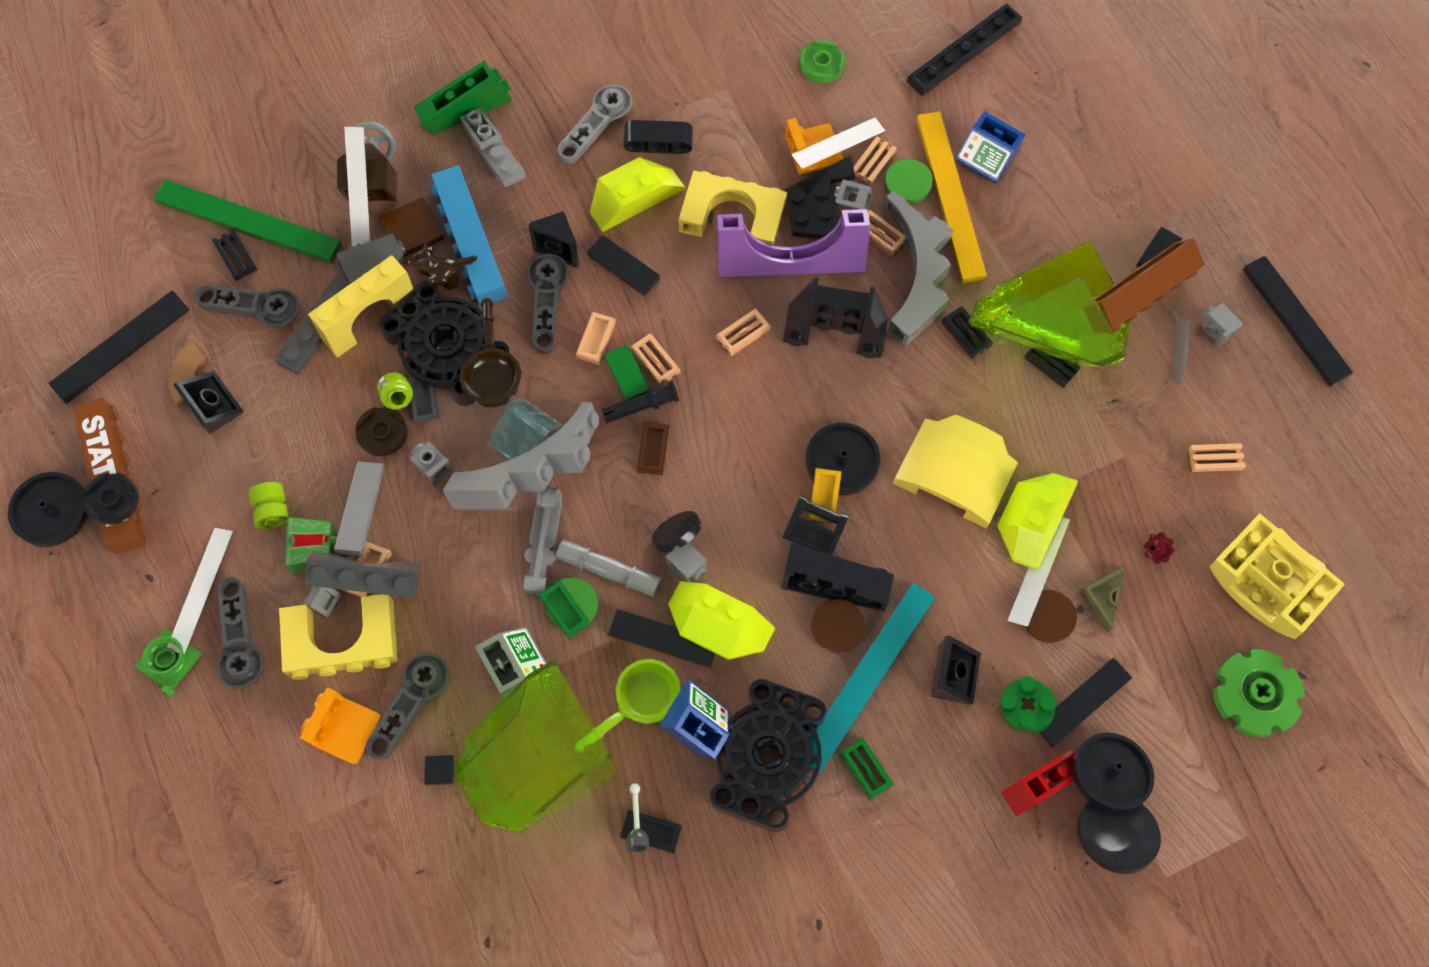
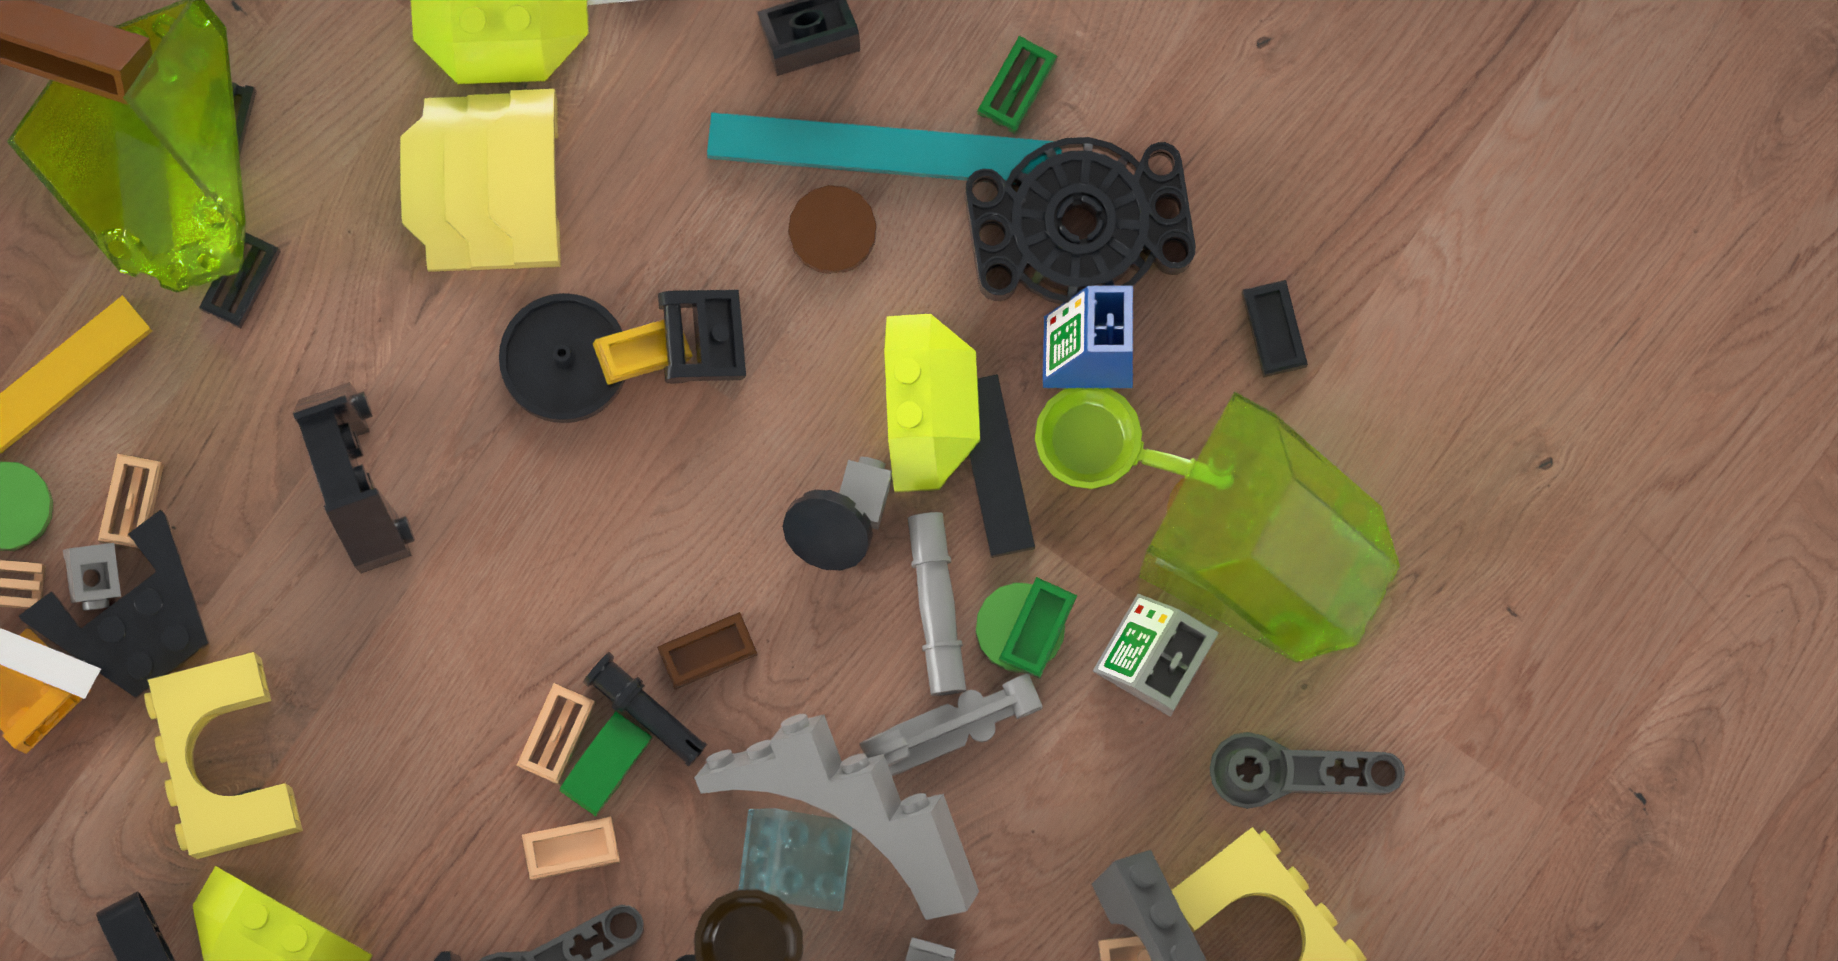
camera: 115 degrees left, 10 degrees up
(339, 726) = (1390, 841): light orange bracket -> none
(439, 770) = (1365, 669): black tile -> none
(623, 265) = (417, 880): black tile -> none
(637, 839) = (1298, 334): hinge -> none
(727, 344) = (466, 639): light nougat tile -> none
(836, 578) = (767, 262): black wedge -> none
(837, 252) = (206, 532): medium lavender arch -> none
(930, 268) = (160, 388): light grey arch -> none

